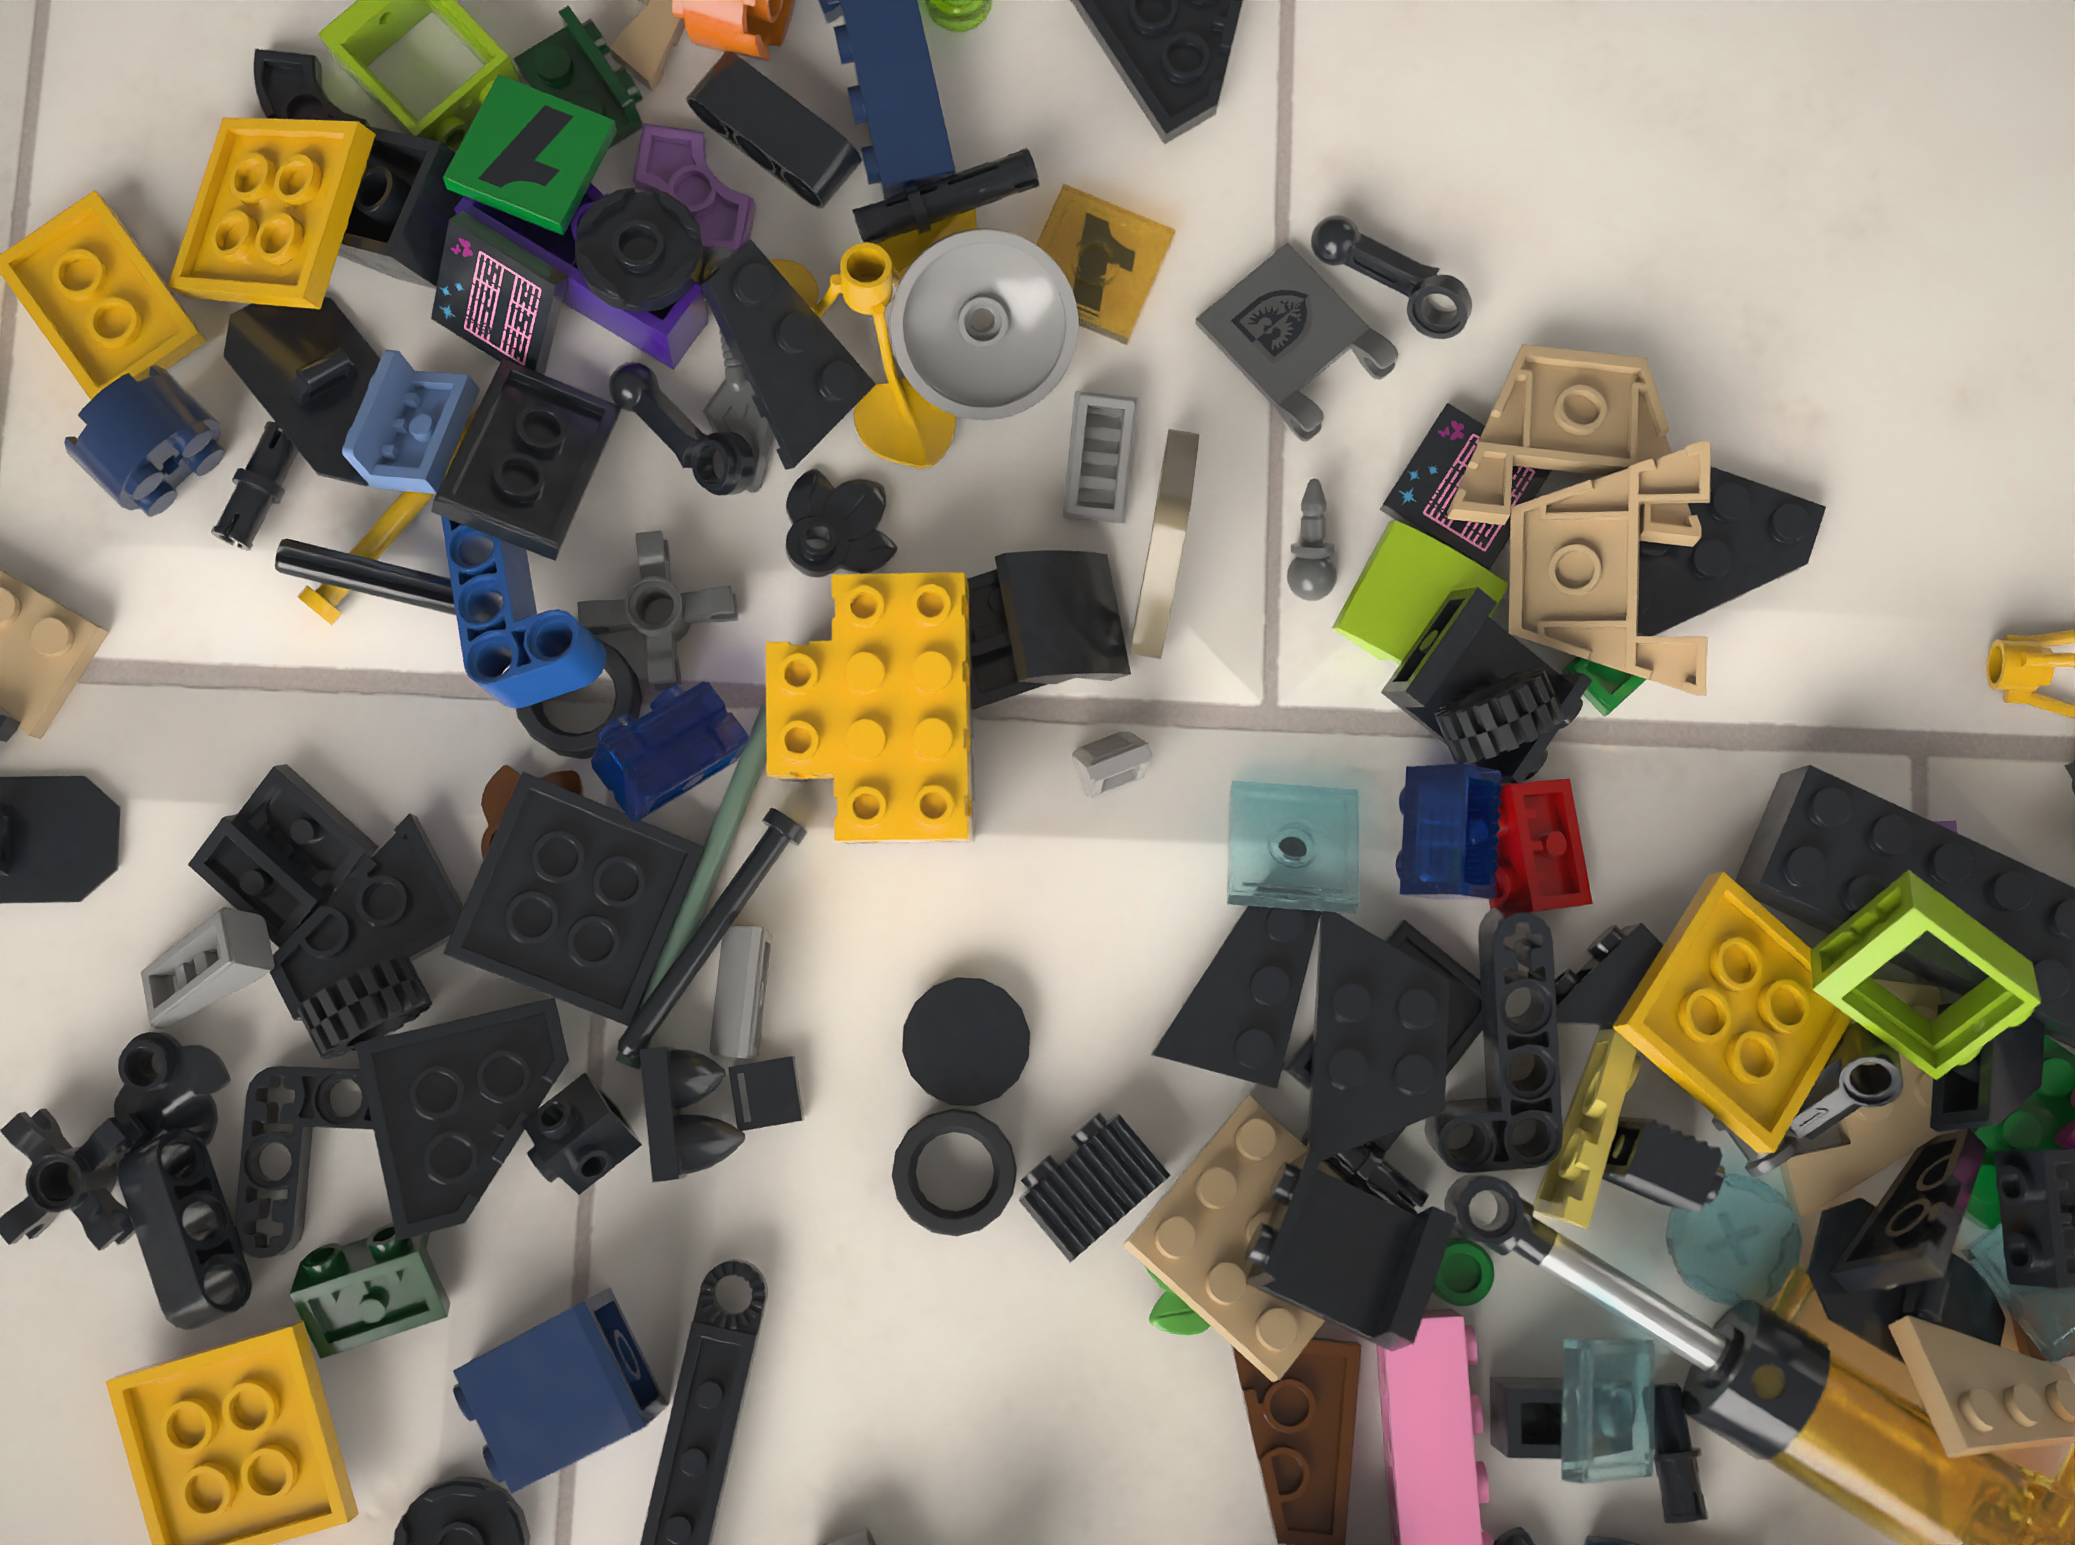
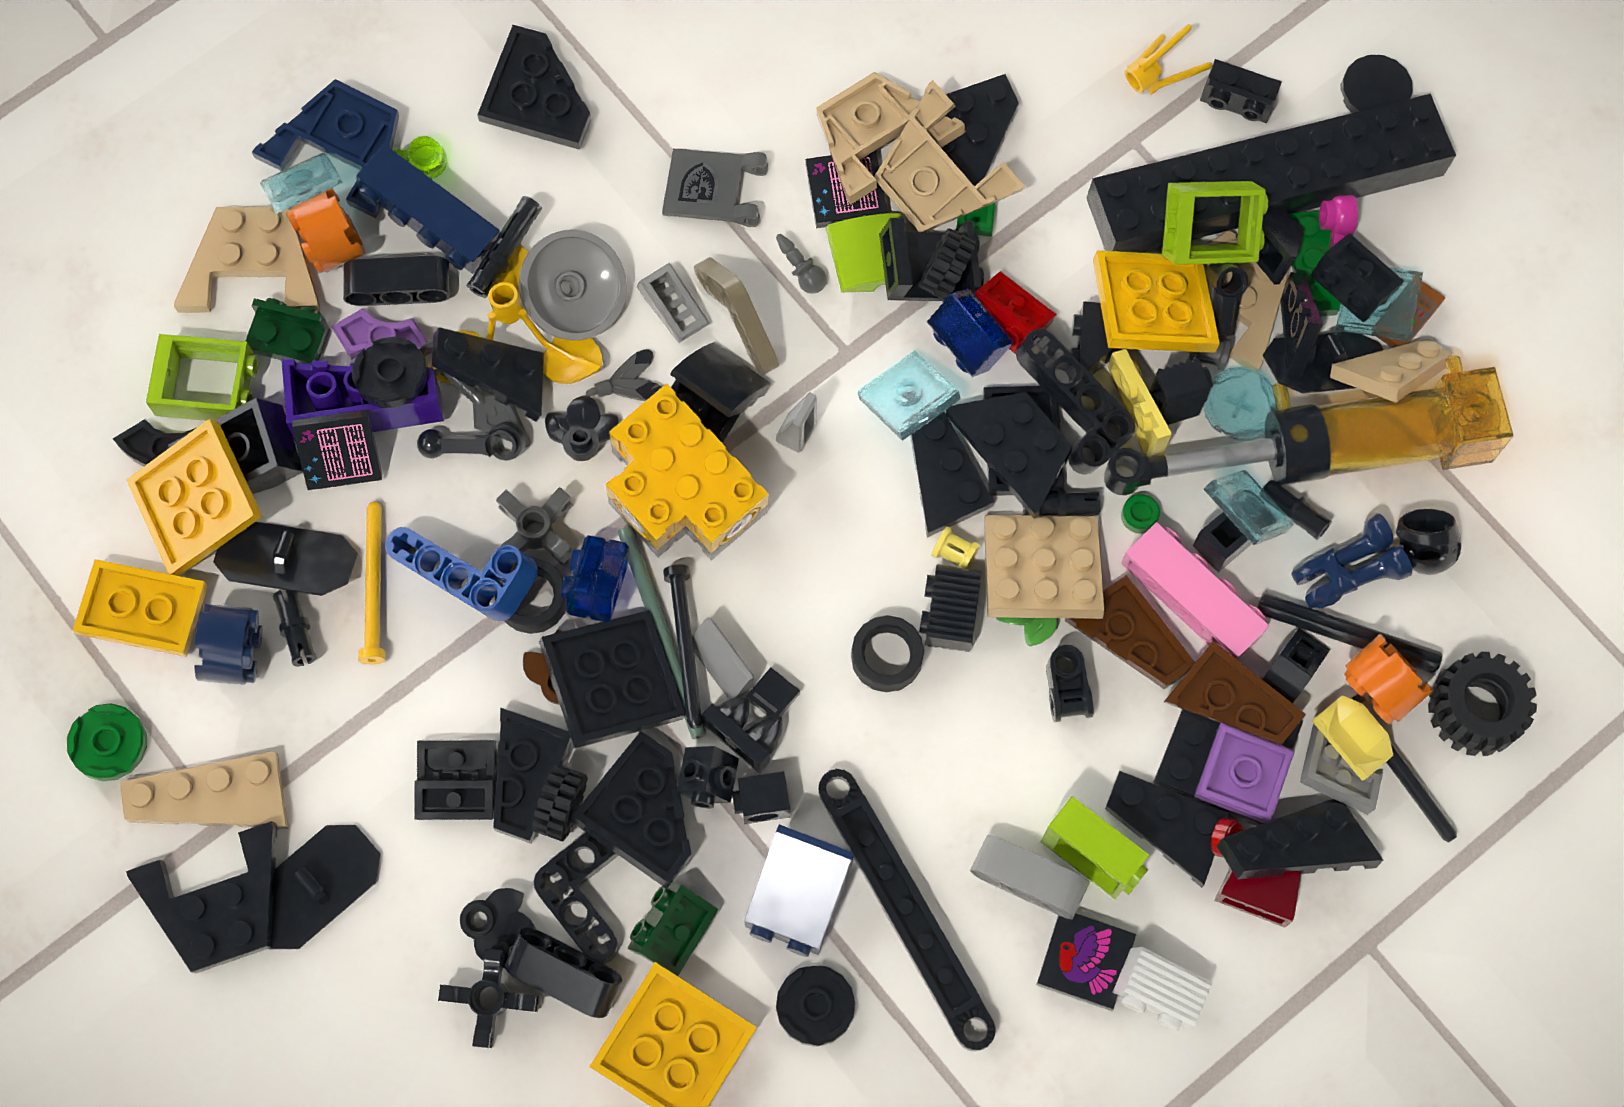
camera: 40 degrees left, 10 degrees down
(208, 964) = (482, 844): light grey slope -> none
(365, 575) = (388, 619): black axle -> none
(409, 425) = (347, 539): medium blue bracket -> none
(526, 459) = (417, 506): black tile -> none
(530, 154) = (301, 372): green tile -> none
(626, 1222) = (762, 798): none -> black brick
(943, 514) = (625, 381): none -> dark grey piece
(966, 1041) = (841, 597): black tile -> none
(1107, 259) = (599, 212): clear yellow tile -> none
(1143, 1435) = (1068, 691): none -> black piece
(1183, 1123) = (947, 540): none -> light yellow bush
(1339, 242) = (697, 129): black piece -> none
(1348, 1254) = (1085, 536): black panel -> none

